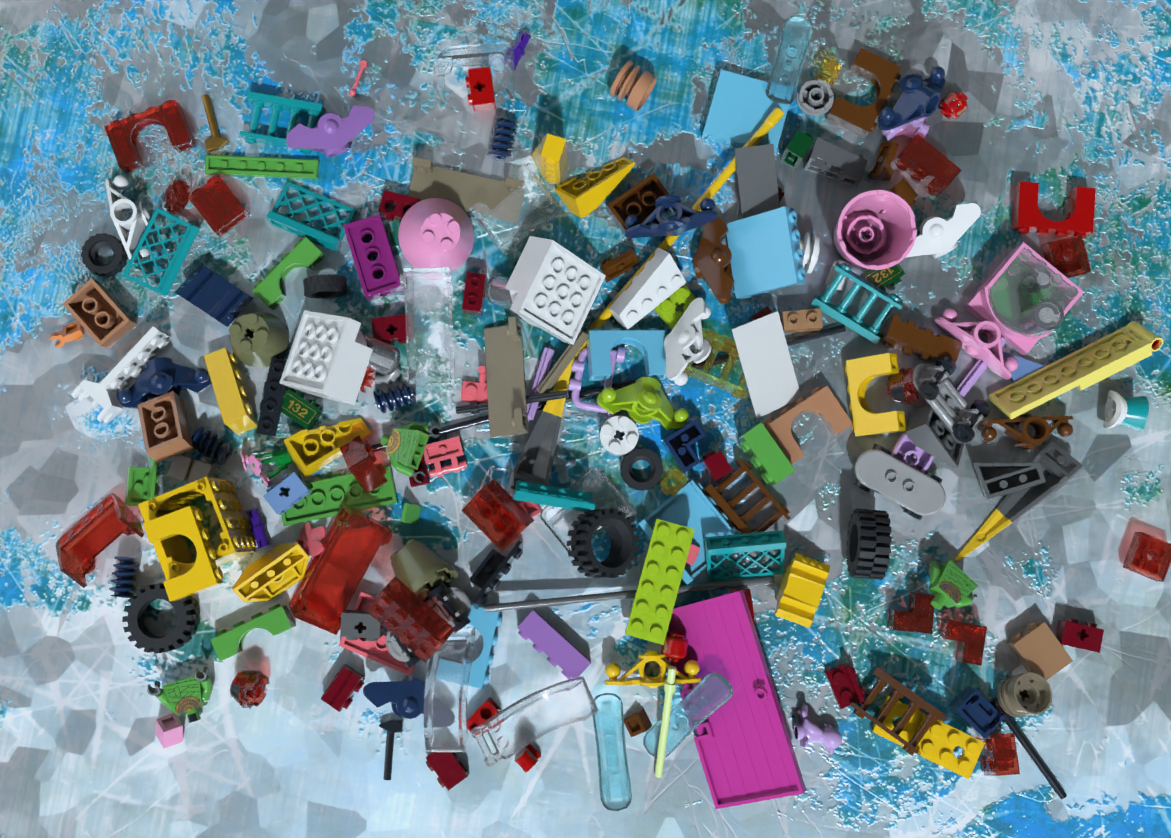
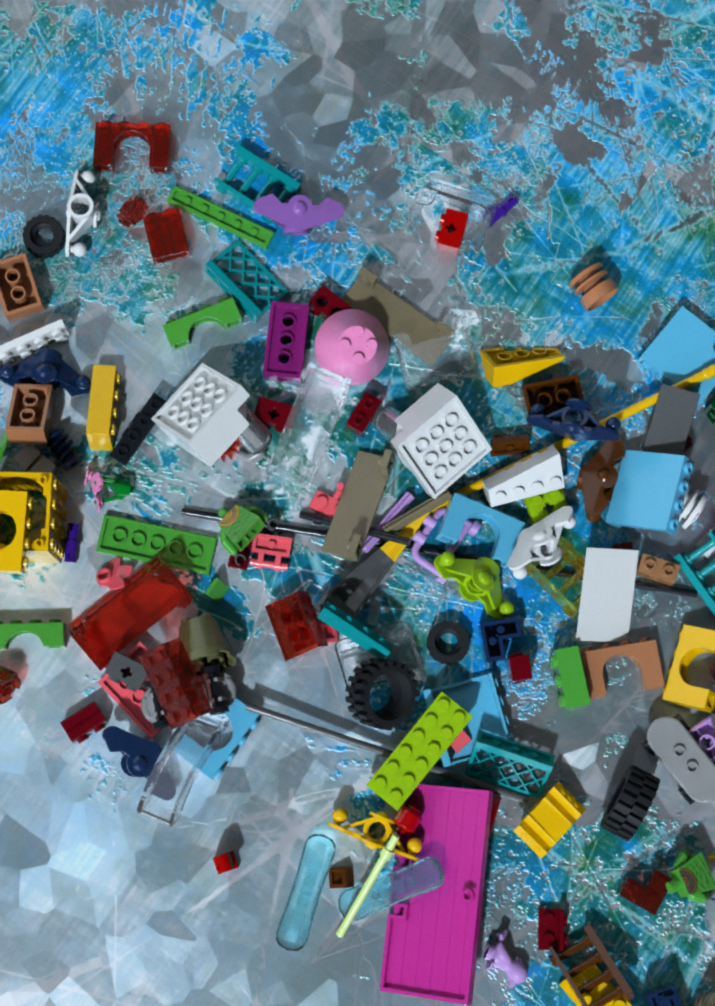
camera: 25 degrees right, 5 degrees down
(177, 260) = (108, 268): teal fence -> none
(214, 143) = (189, 177): pearl gold piece -> none
(214, 295) = (127, 314): dark blue slope -> none
(267, 341) = (156, 378): olive cone -> none
(272, 573) = (67, 589): yellow wedge -> none
(298, 490) = (103, 526): medium blue brick -> none
(301, 410) = (158, 451): dark green brick -> none
(318, 447) = (161, 493): yellow wedge -> none
(325, 286) = (230, 349): black tyre -> none
(363, 64) = (353, 163): coral hinge -> none
(363, 464) = (193, 525): clear red brick -> none
(392, 726) = (112, 779): black piece -> none
(396, 397) = (250, 478): dark blue piece -> none
(447, 767) = (147, 837): dark red brick -> none
(483, 713) = (200, 806): red leg -> none
(491, 570) = (267, 675): black bracket -> none
(501, 139) = (451, 284): dark blue piece -> none
(535, 717) = (249, 828): clear windscreen -> none
(551, 158) = (488, 321): yellow wedge -> none
(554, 645) = (295, 768): medium lavender brick -> none
(622, 425) = (448, 594): white brick -> none
(679, 481) = (479, 666): clear yellow brick -> none
(728, 506) = (514, 712): reddish brown fence -> none
(969, 637) = (690, 936): clear red brick -> none

